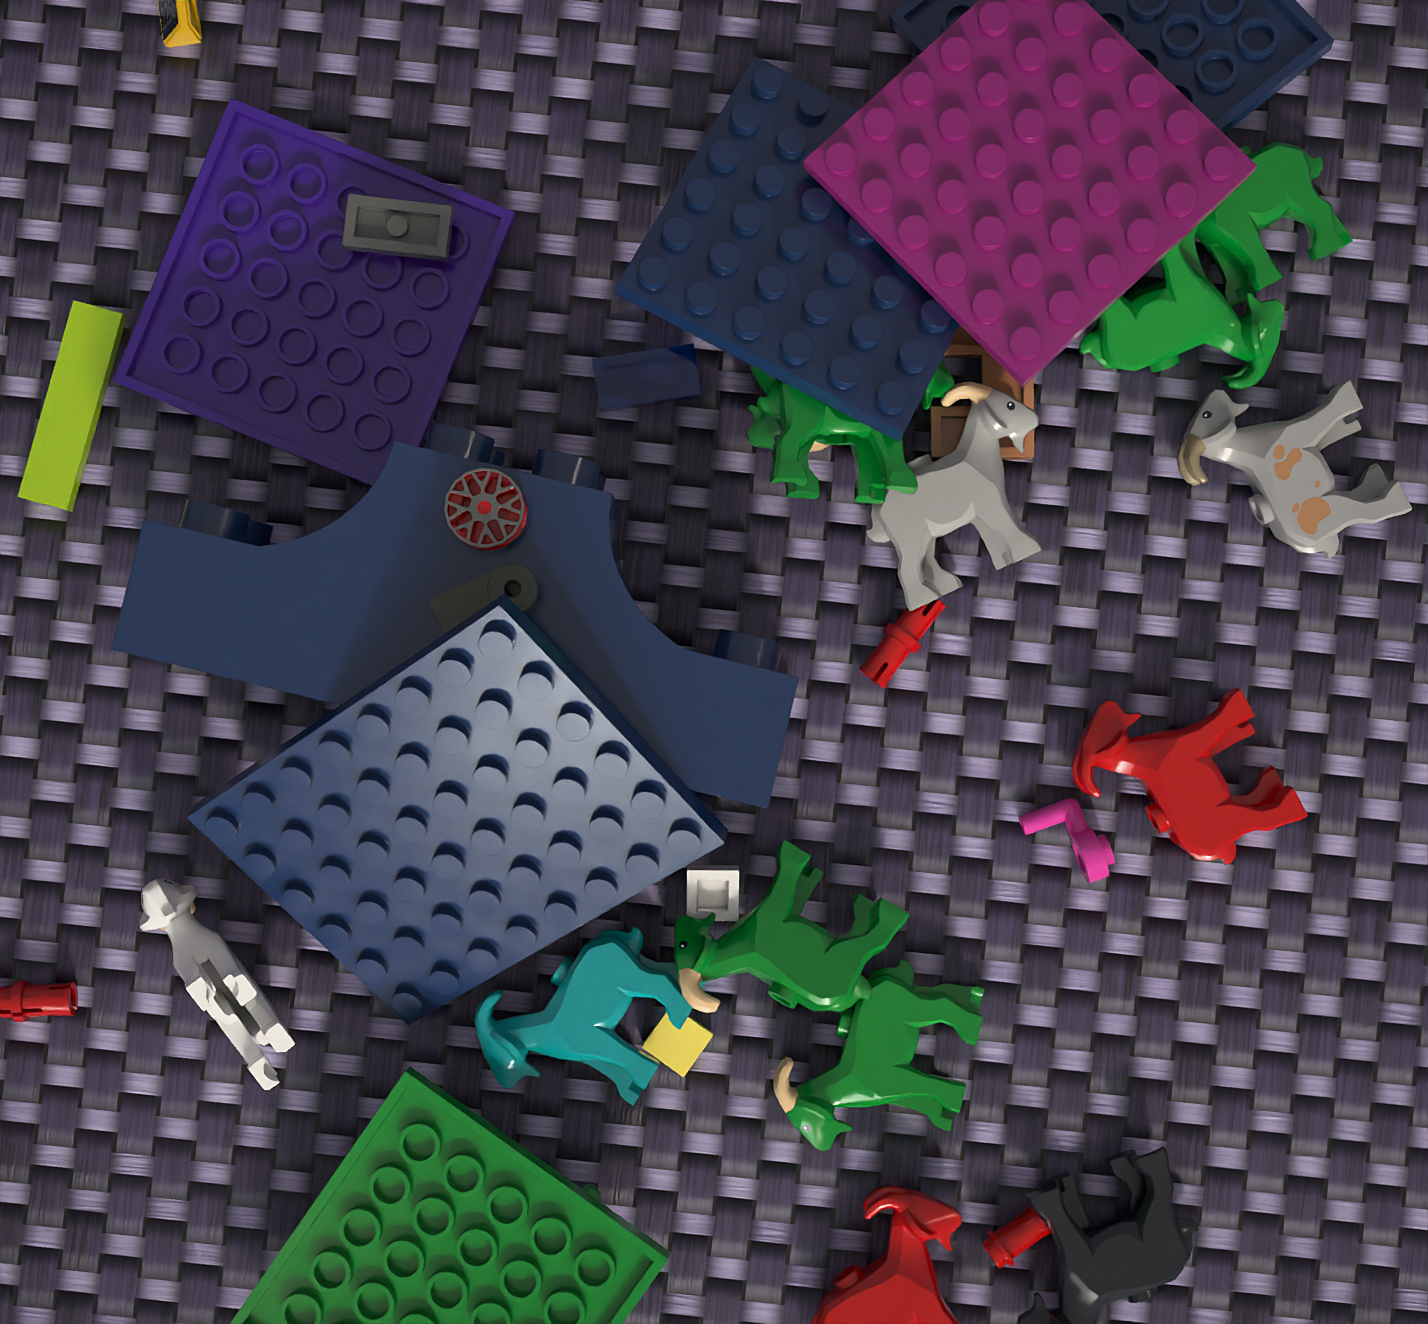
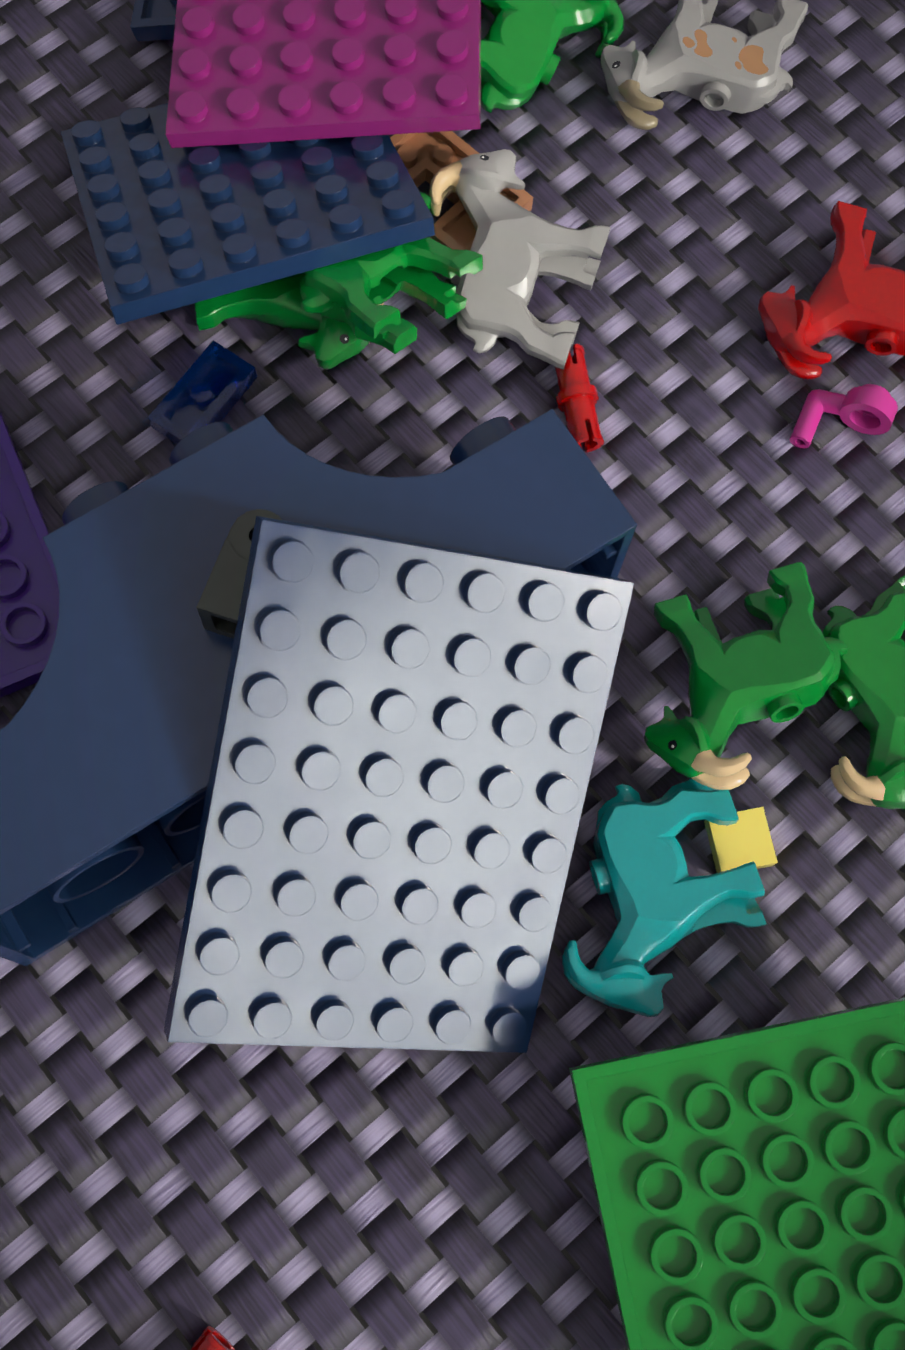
camera: 50 degrees left, 15 degrees down
(216, 977) = (333, 1172): white animal -> none
(486, 509) = (174, 510): wheel -> none
(713, 890) = (645, 693): white tile -> none

